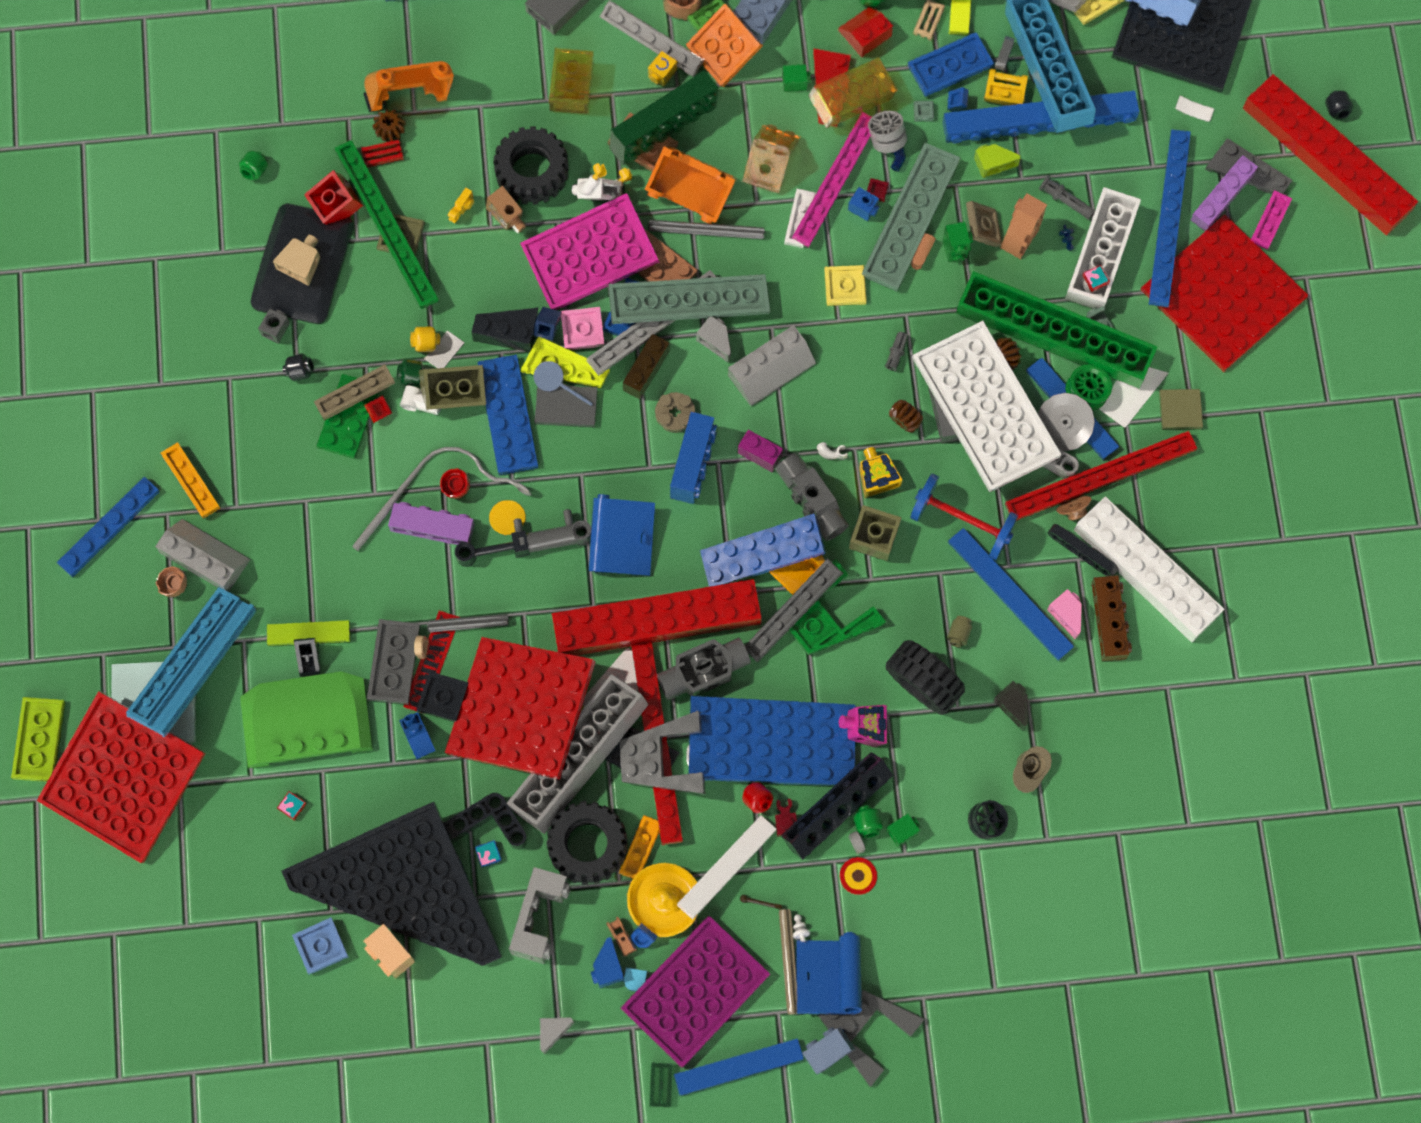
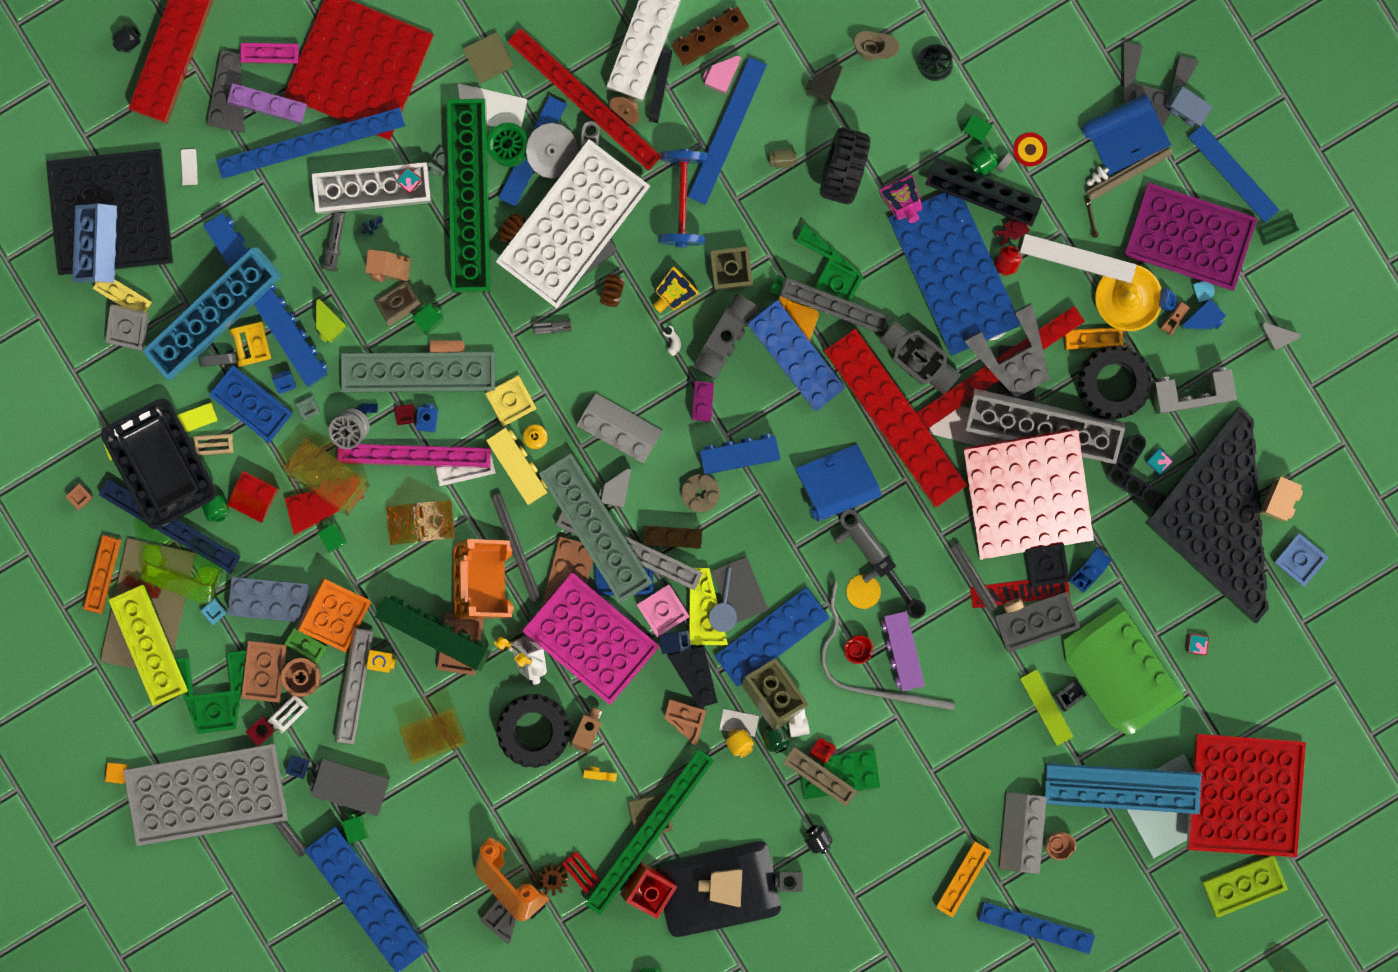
camera: 115 degrees left, 15 degrees up
(373, 62) = (499, 921): none -> dark grey wing
(472, 303) = (686, 718): none -> nougat wing
(782, 261) = (517, 466): none -> light yellow brick
(800, 288) = (530, 442): none -> yellow head

